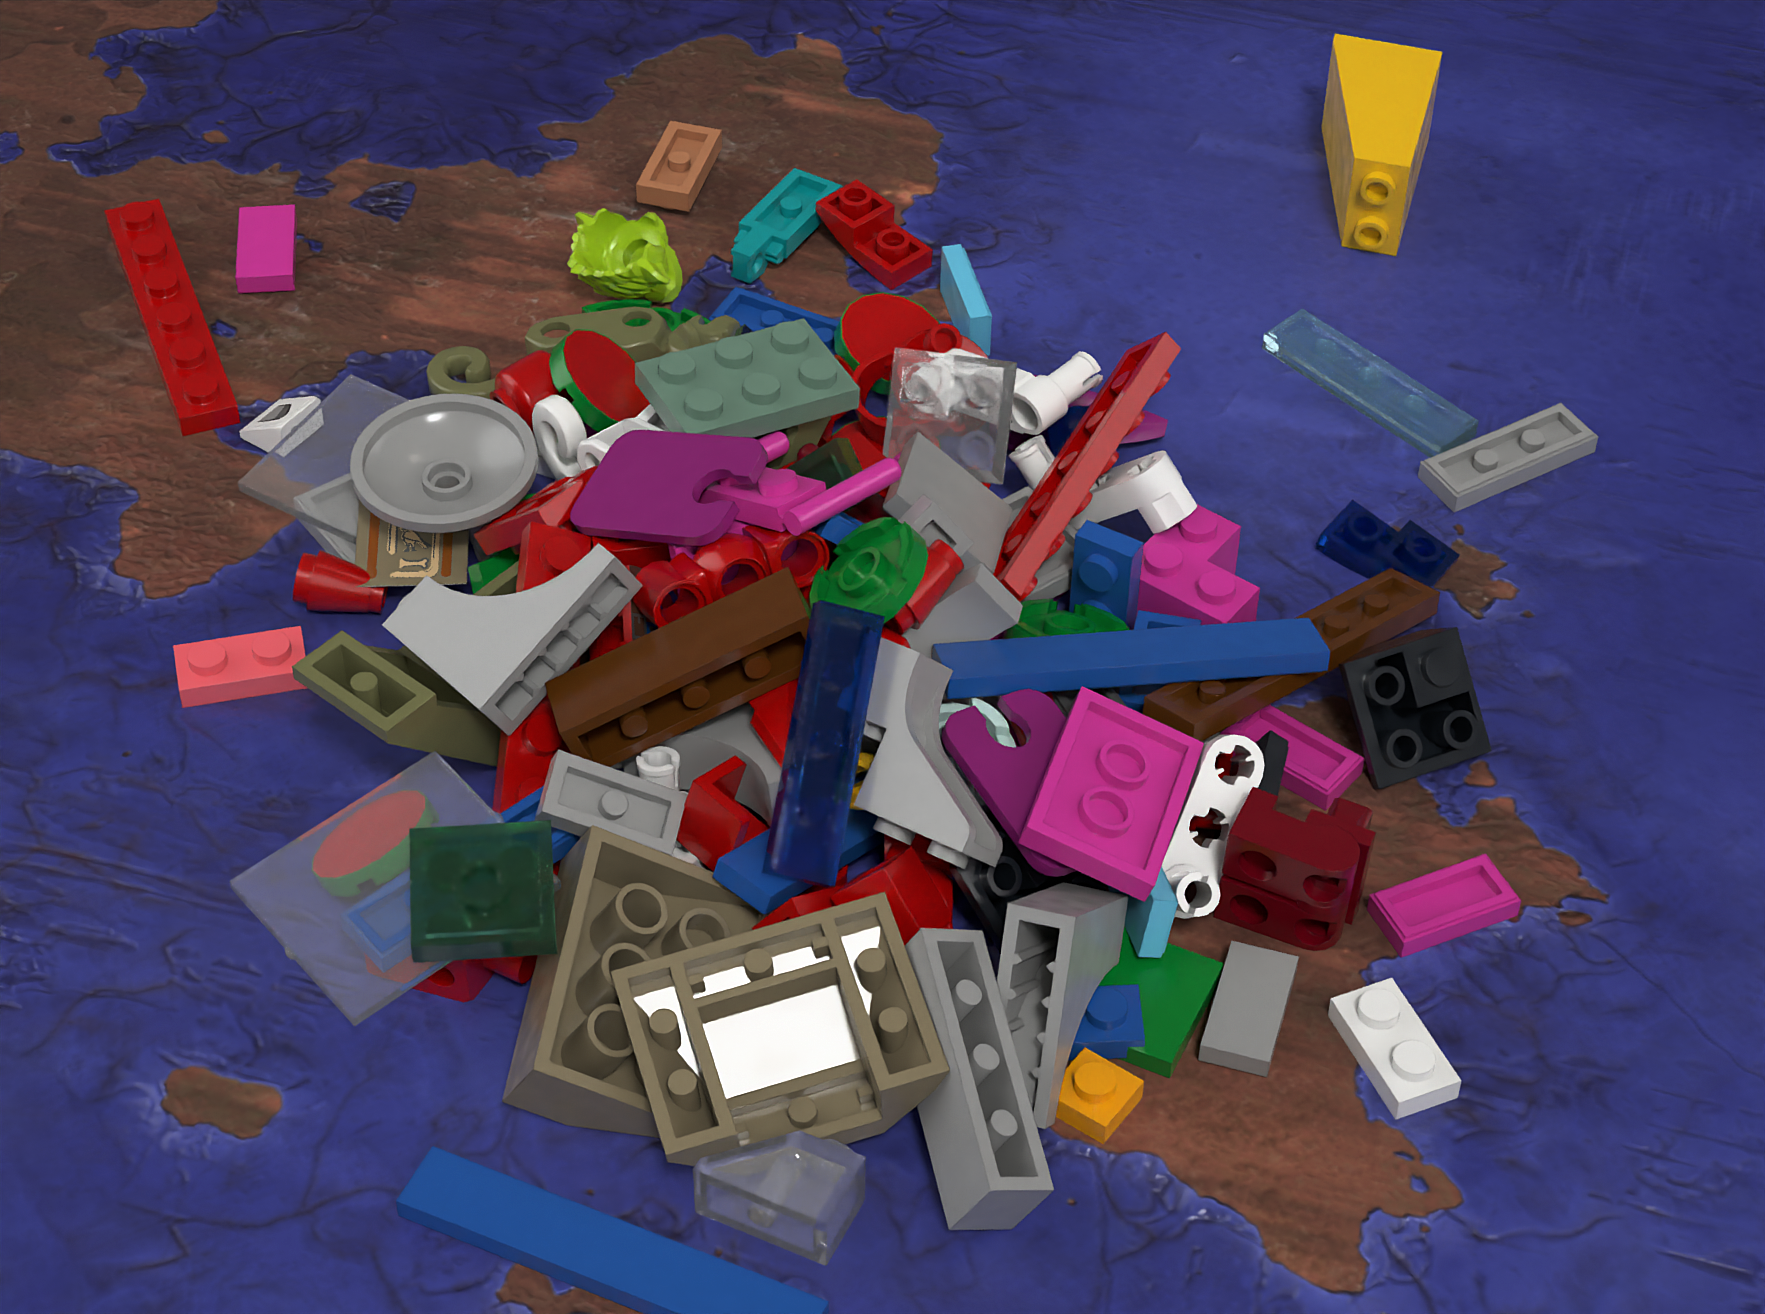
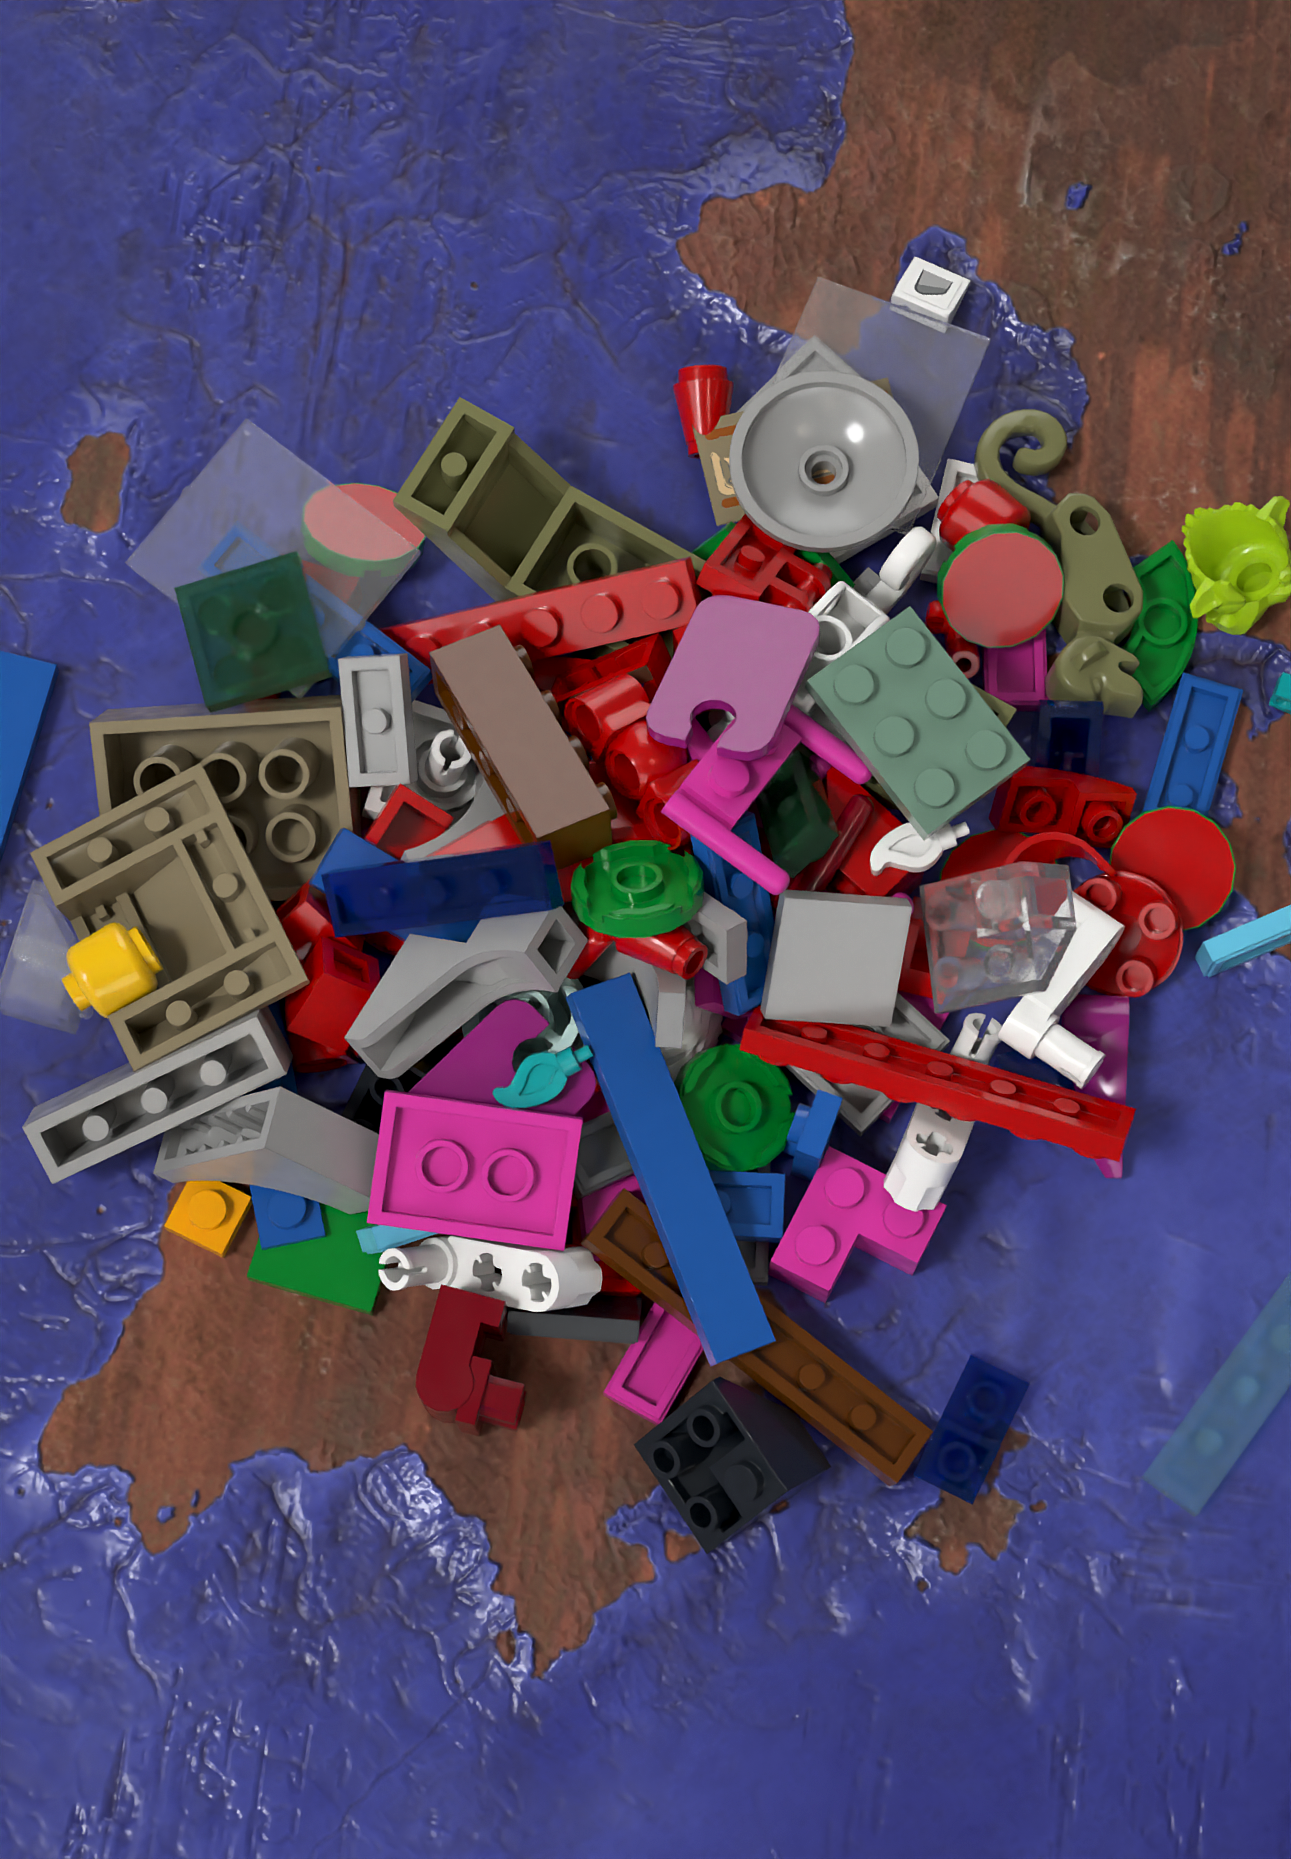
camera: 80 degrees right, 30 degrees up
(172, 318) = (1077, 138): red plate -> none
(238, 666) = (591, 353): coral plate -> none
(266, 249) = (1202, 200): dark pink tile -> none
(511, 644) = (530, 564): light grey arch -> none
(824, 1089) = (111, 969): none -> yellow head
(861, 430) = (909, 852): none -> white piece
(1028, 721) = (541, 1077): none -> teal piece
(1248, 1008) = (330, 1341): light grey tile -> none
(1394, 1048) = (306, 1478): white plate -> none
(1443, 905) = (490, 1516): dark pink tile -> none
(1507, 457) = (1155, 1552): light grey tile -> none

